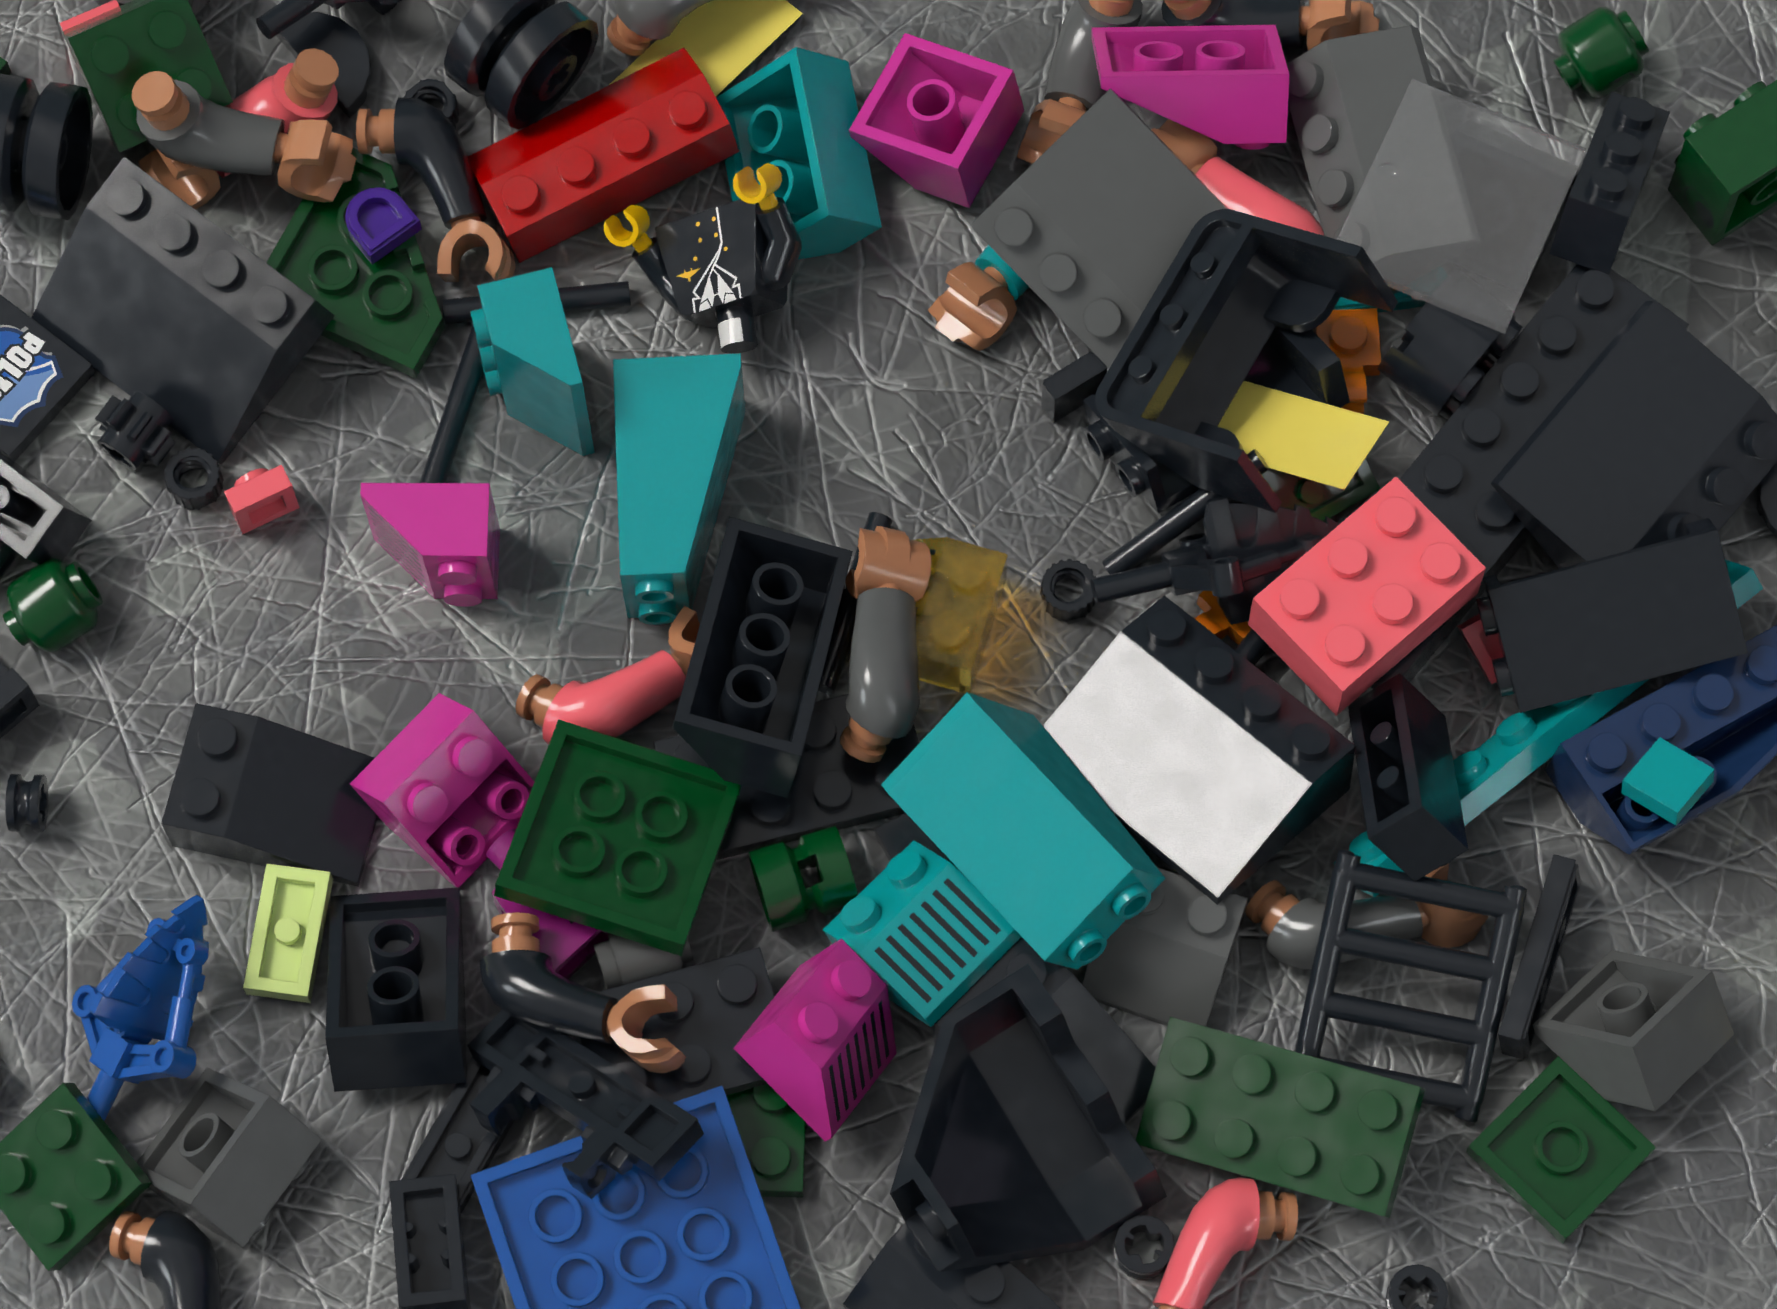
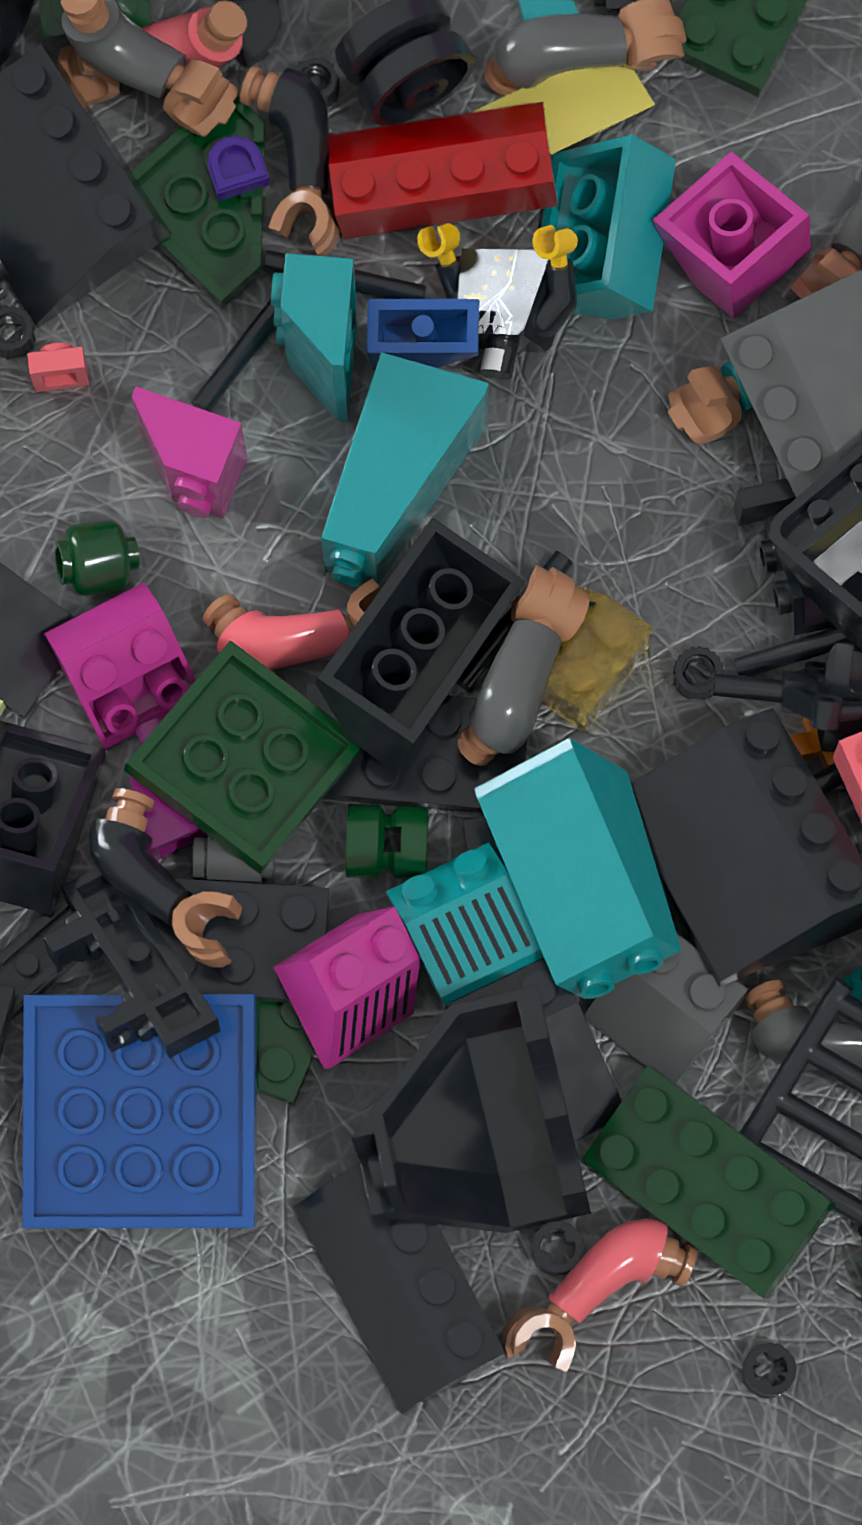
camera: 20 degrees right, 5 degrees up
(376, 685) = (96, 558): none -> dark green head
(646, 324) = (423, 330): none -> blue slope

